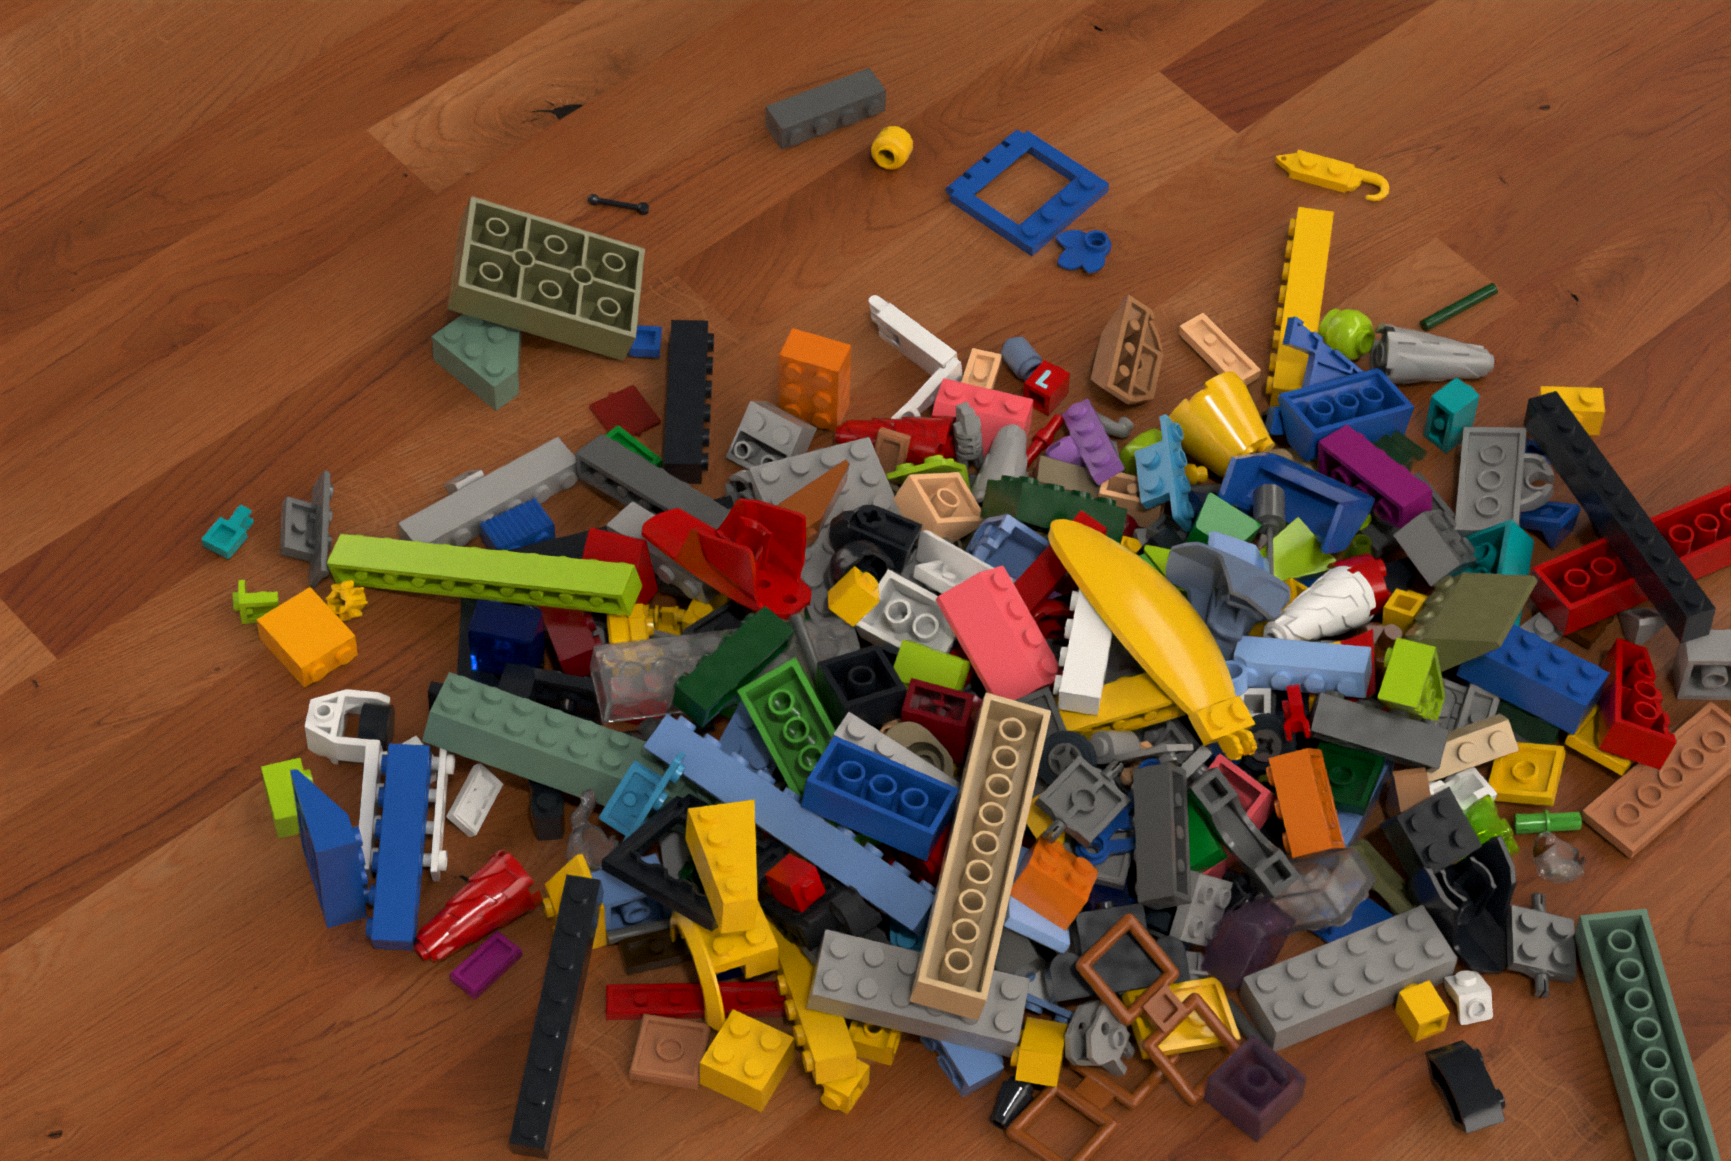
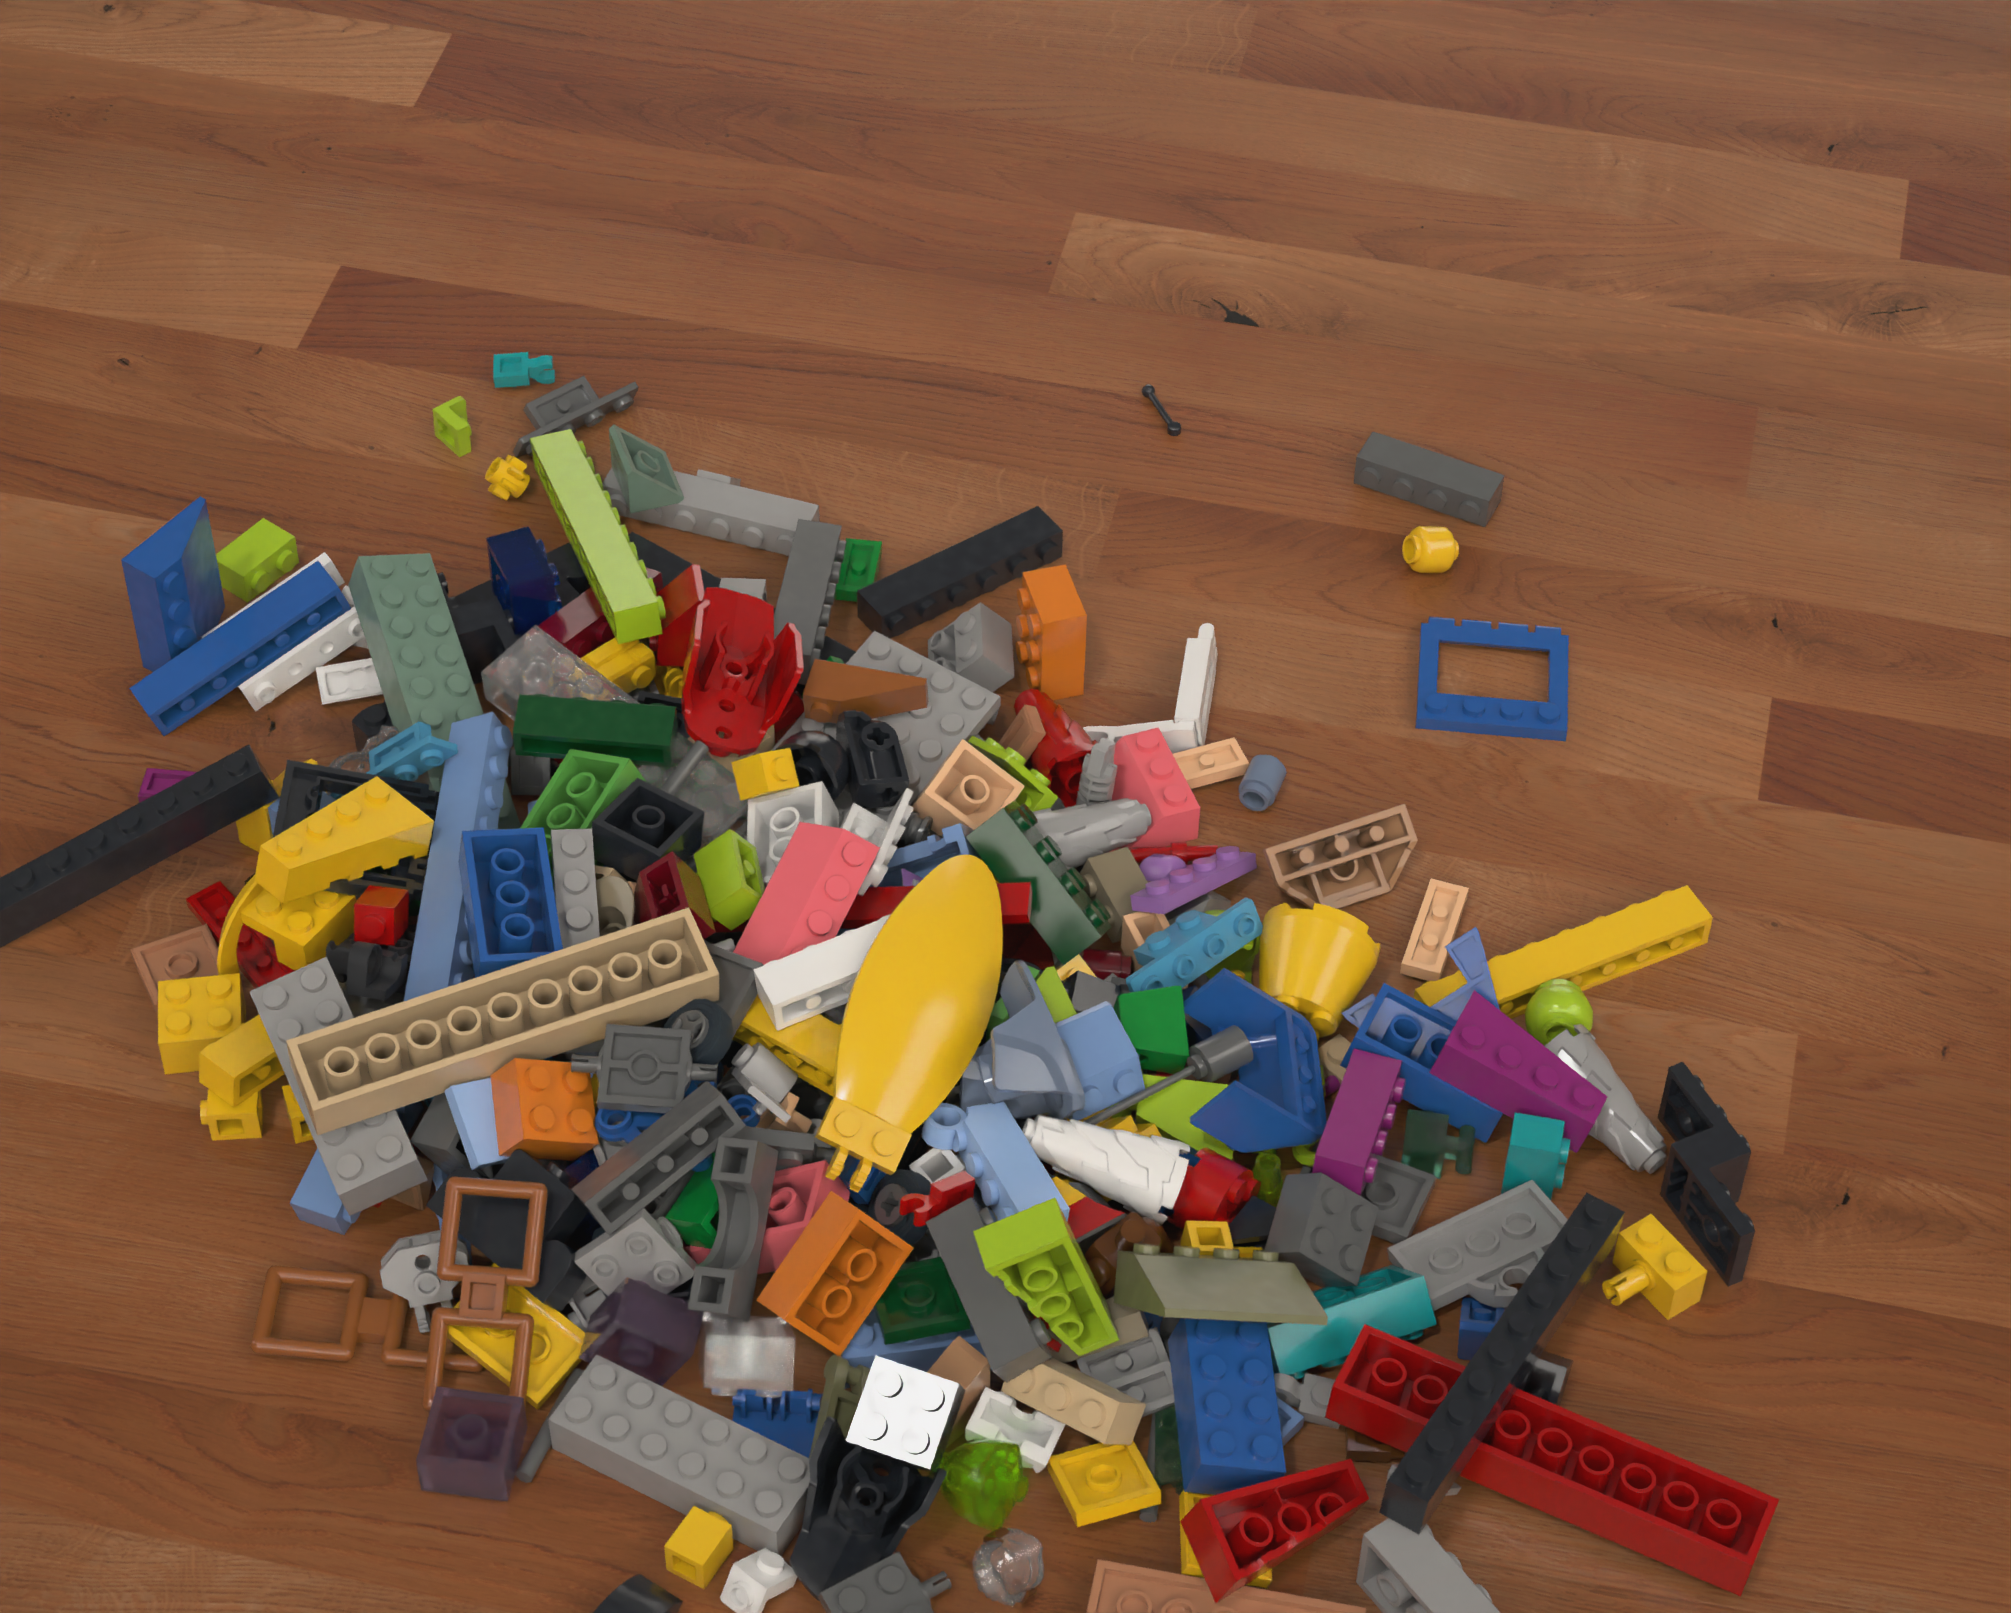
camera: 55 degrees right, 5 degrees down
(307, 637) = (444, 476): light orange brick -> none
(329, 717) = (363, 529): white piece -> none
(439, 517) = (642, 472): none -> sand green slope
(481, 357) = (888, 411): sand green brick -> none
(489, 900) = (216, 735): red cone -> none
(517, 527) = (696, 541): blue brick -> none
(547, 278) = (984, 391): olive brick -> none
(627, 410) = (911, 542): clear red piece -> none
(647, 342) = (1004, 506): blue plate -> none
(1011, 1101) = (314, 1252): black cone -> none
(1040, 1052) = (365, 1234): yellow brick -> none
(1047, 387) = (1244, 819): red brick -> none
(1083, 250) = (1460, 760): blue plate -> none
(1116, 429) = (1244, 889): light grey arm -> none
(1330, 173) = (1784, 901): yellow plate -> none
(1396, 377) = (1515, 1072): none -> magenta wedge
(1458, 306) = (1733, 1105): dark green bar -> none
(1521, 333) = (1706, 1173): none -> black bracket
(1546, 822) = (1057, 1536): bright green axle -> none

